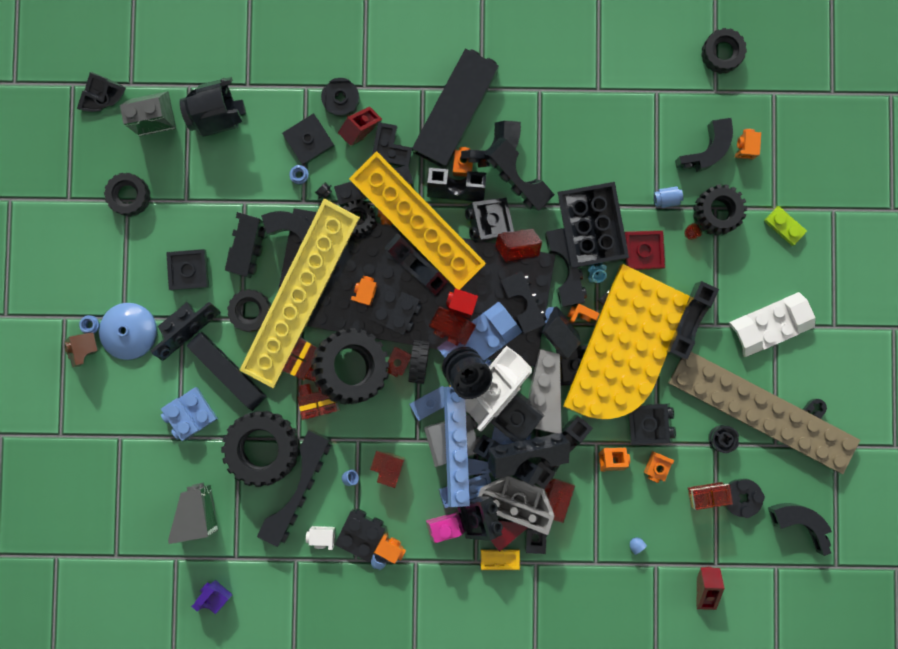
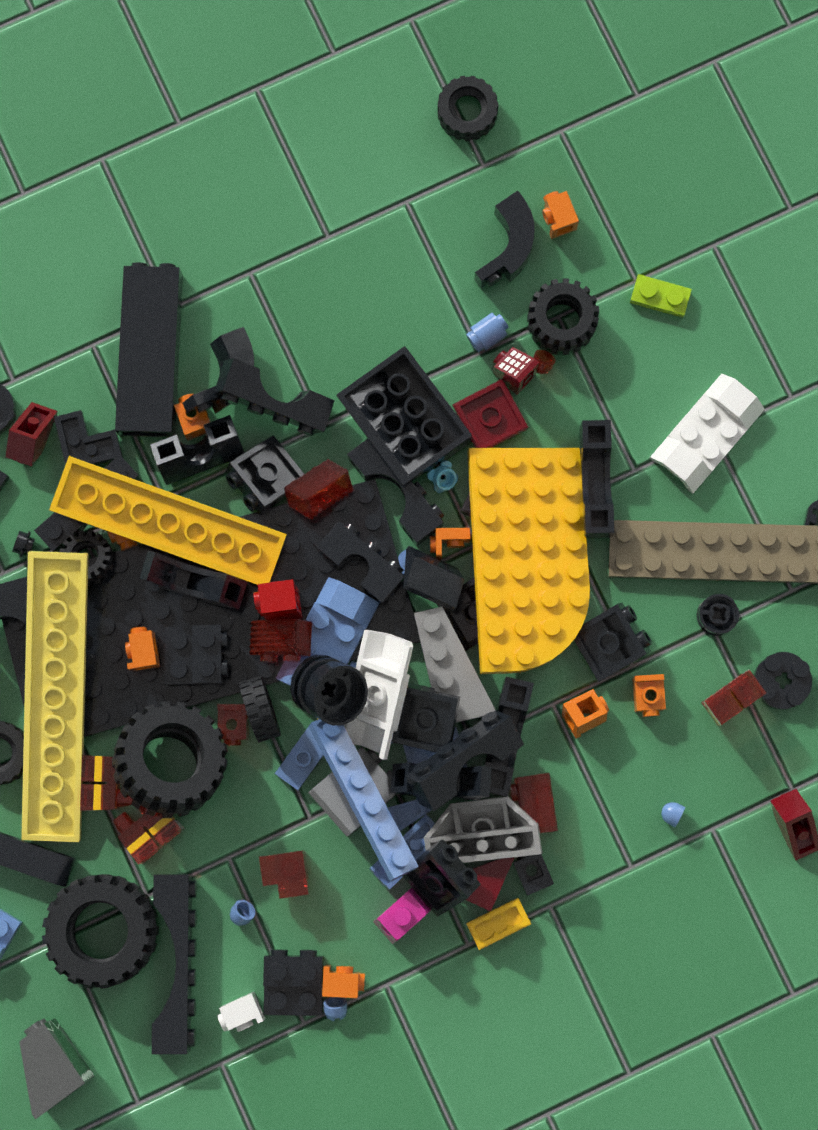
camera: 25 degrees left, 5 degrees down
(674, 228) = (515, 369): none -> dark red slope

